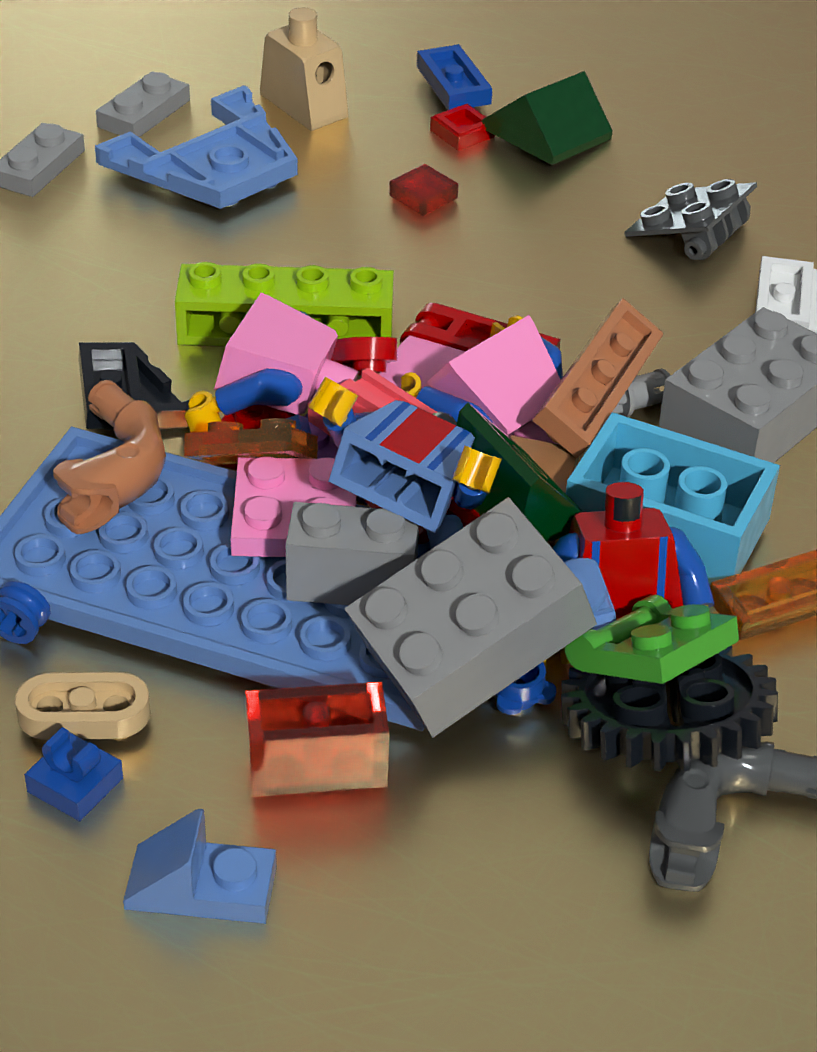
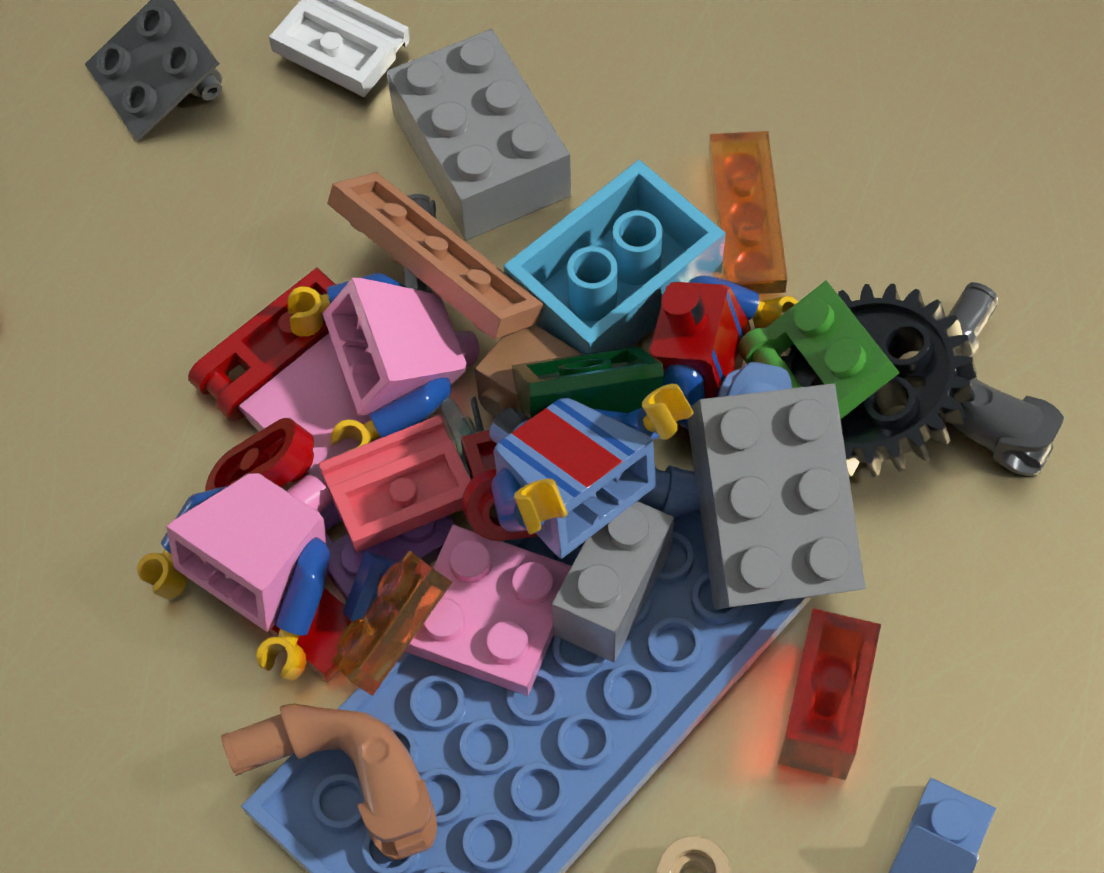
camera: 65 degrees left, 20 degrees up
(135, 375) = (179, 728): black wing -> none
(217, 297) = (120, 515): lime brick -> none

